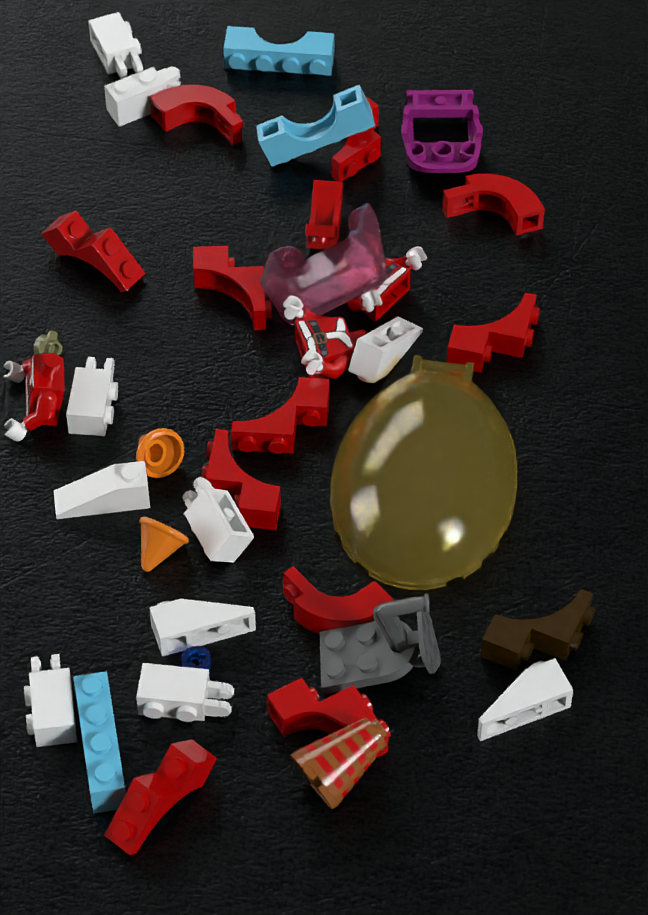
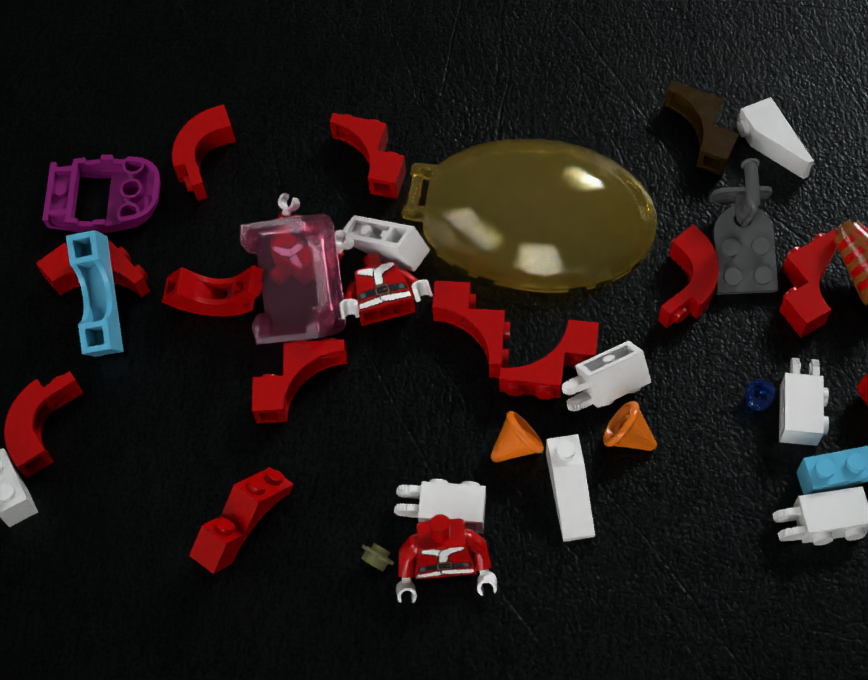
camera: 85 degrees left, 10 degrees up
(194, 623) = (725, 402): white slope -> none

